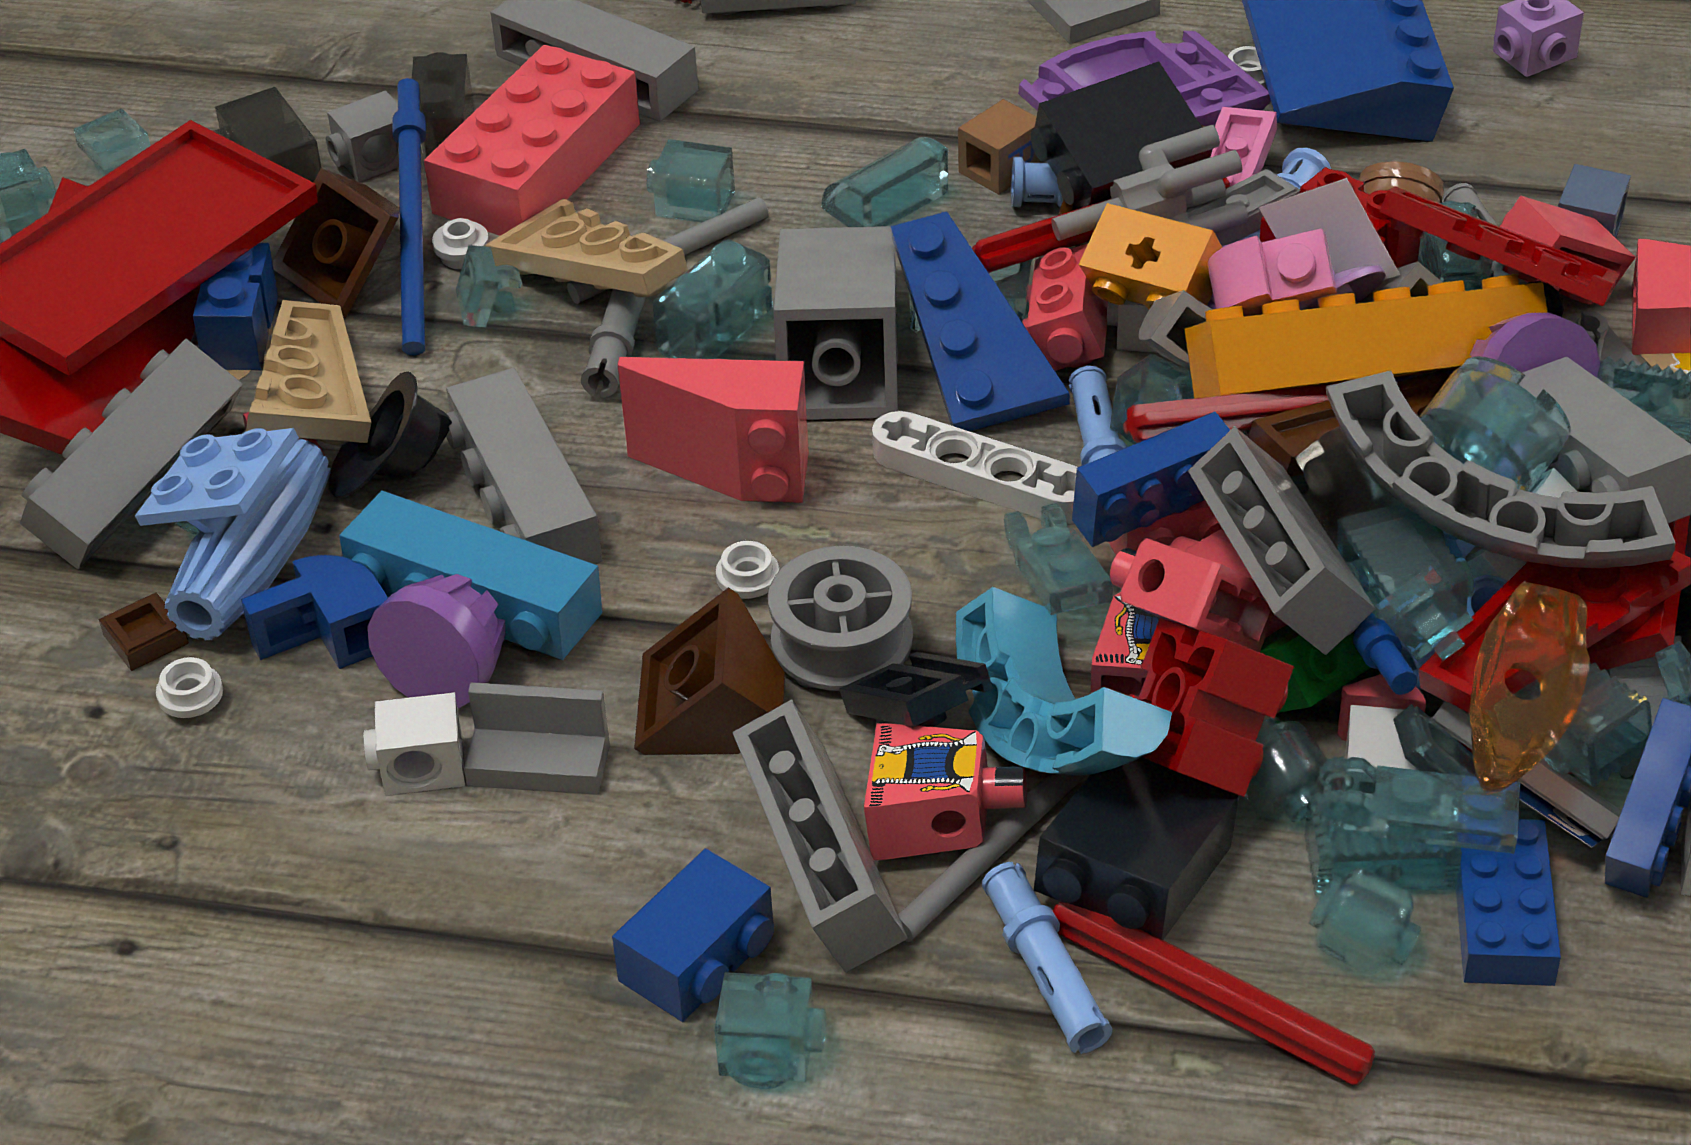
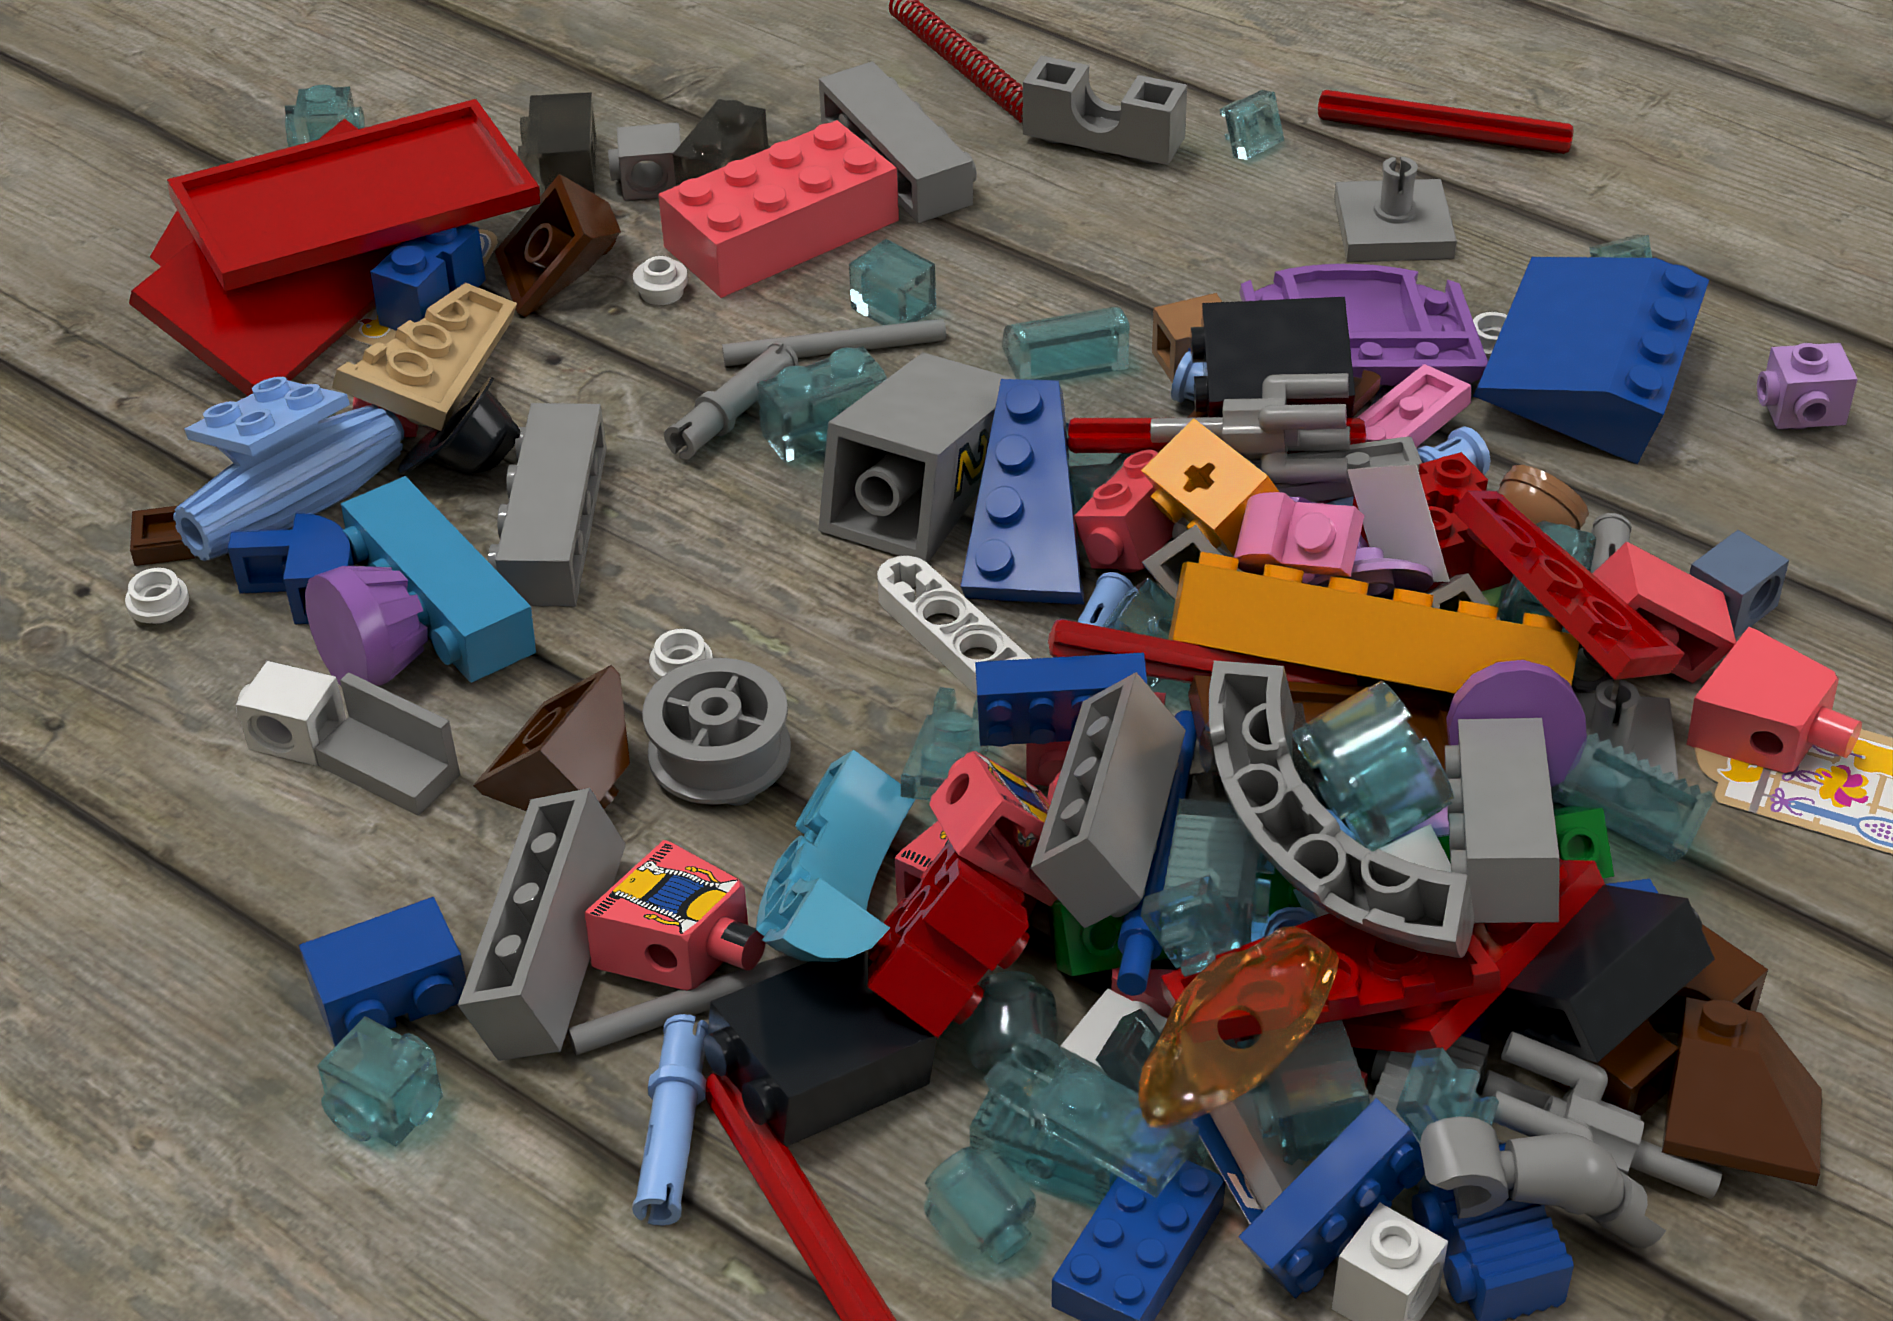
camera: 25 degrees right, 0 degrees up
(111, 140) = (434, 93): clear light blue tile -> none
(132, 449) = (297, 343): light grey brick -> none
(410, 133) = (661, 166): blue bar -> none
(480, 286) = (644, 325): clear light blue tile -> none
(588, 252) = (744, 319): tan wing -> none
(720, 423) = (743, 516): coral slope -> none
(915, 692) = (725, 823): black plate -> none

